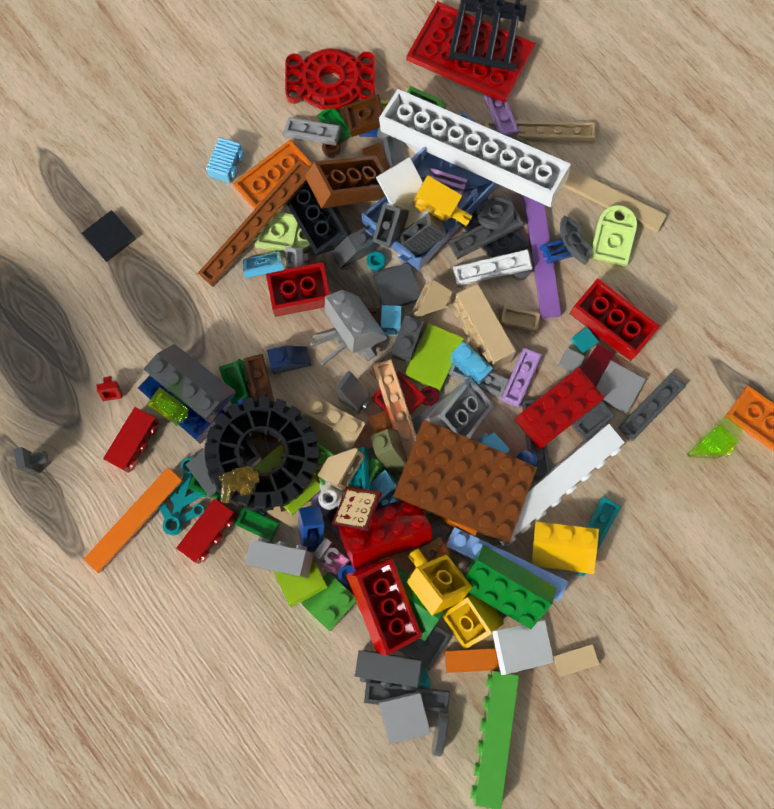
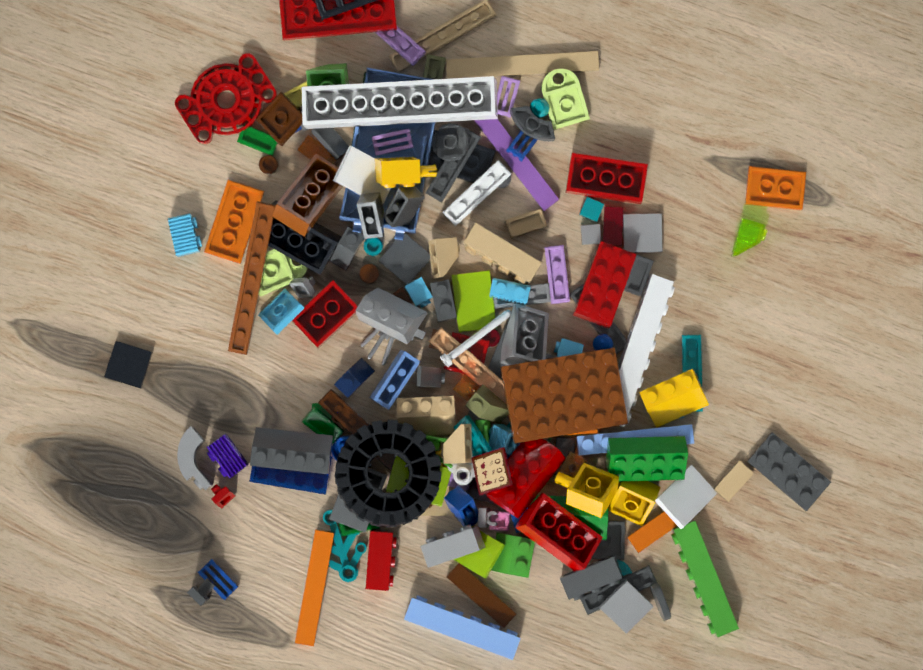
camera: 30 degrees left, 10 degrees up
(50, 470) = (217, 567): none -> blue tile
(103, 338) = (187, 458): none -> light grey arch
(132, 440) = (270, 525): red brick -> none
(136, 356) = (227, 456): none -> dark purple brick
(168, 407) = (291, 483): clear neon green slope -> none
(240, 479) = (389, 506): clear yellow piece -> none
(240, 641) = (462, 628): none -> light blue brick
(257, 524) = (416, 530): green tile -> none
(277, 621) = (481, 595): none -> reddish brown tile
(312, 131) = (242, 160): light grey tile -> none
(321, 379) = (394, 379): none -> medium blue brick
(346, 569) = (511, 524): blue tile -> none
(358, 281) = (369, 273): none -> reddish brown tile
(379, 387) = (447, 359): none -> white bar
(554, 217) = (510, 80): none -> lavender tile
(589, 230) = (539, 107): none -> teal tile
(633, 685) = (789, 471): none -> dark grey plate
(651, 406) = (680, 233): dark grey tile -> none

